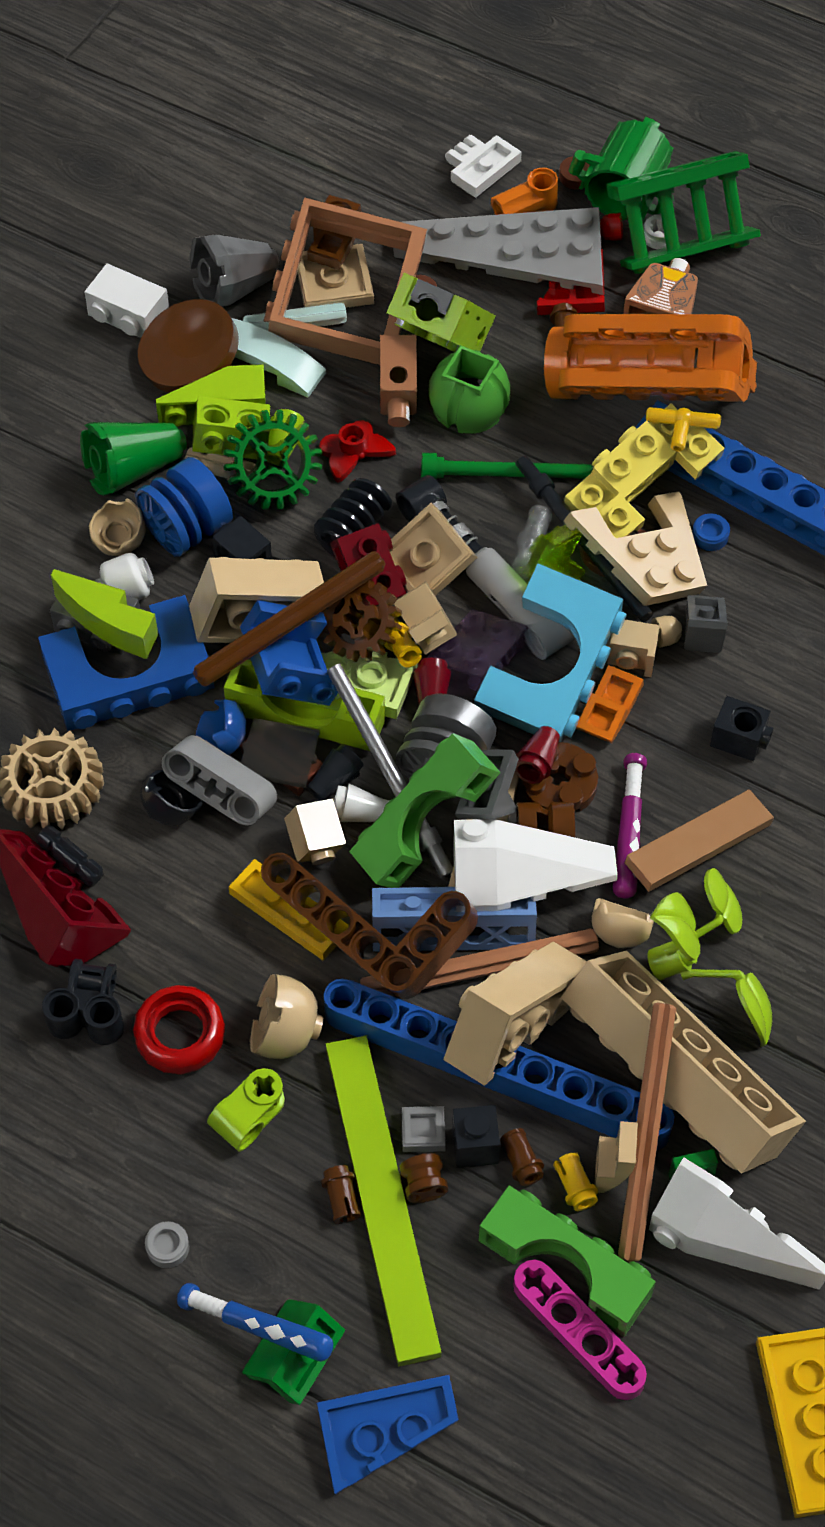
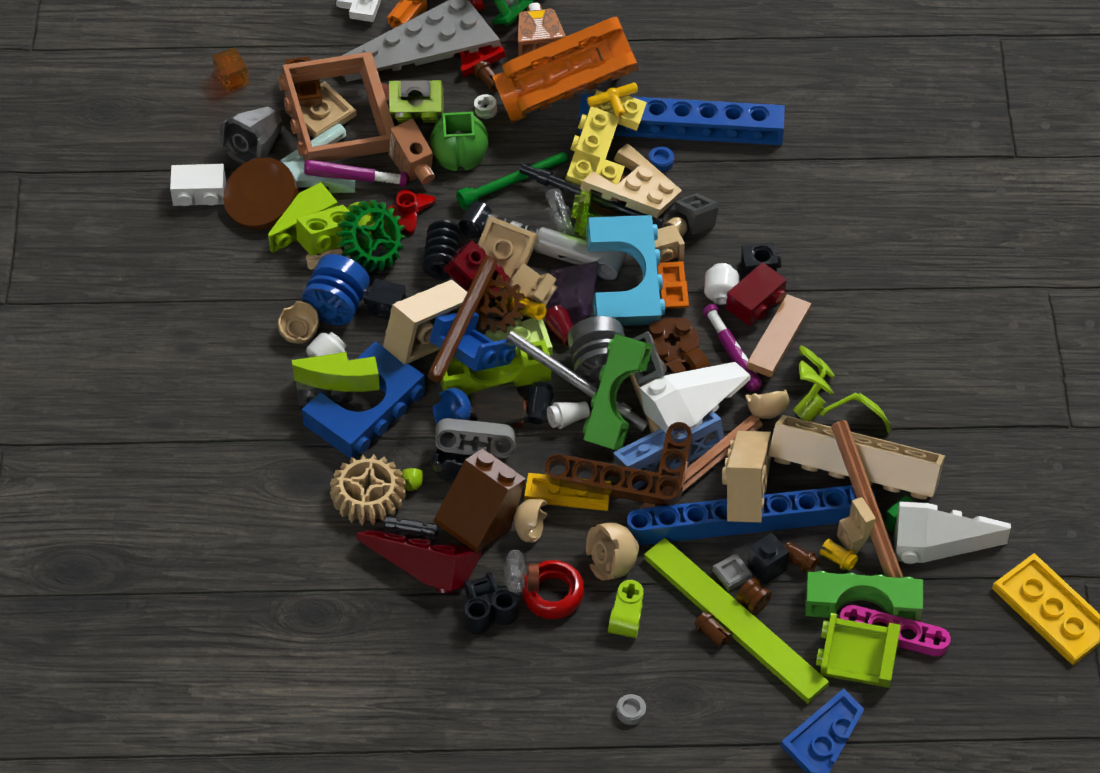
camera: 30 degrees left, 5 degrees down
(113, 793) = (413, 478): none -> lime hinge
(128, 451) = (270, 276): green cone -> none
(133, 990) = (515, 571): none -> clear pin
(150, 1002) = (533, 577): none -> copper tile
(158, 867) = (481, 501): none -> reddish brown slope
(211, 923) = (529, 519): none -> tan hair
(263, 180) = (230, 69): none -> clear orange brick
(269, 1327) = (730, 714): blue piece -> none
(287, 1370) = (745, 723): green panel -> none
(305, 367) = (340, 171): none -> magenta piece
(315, 832) = (554, 437): brick -> none
(505, 1332) = (858, 651): none -> lime panel
(533, 354) = (491, 109): none -> white bush
(538, 756) = (658, 329): dark red cone -> none
(670, 733) = (719, 281): none -> white head
(705, 770) = (756, 294): none -> dark red brick

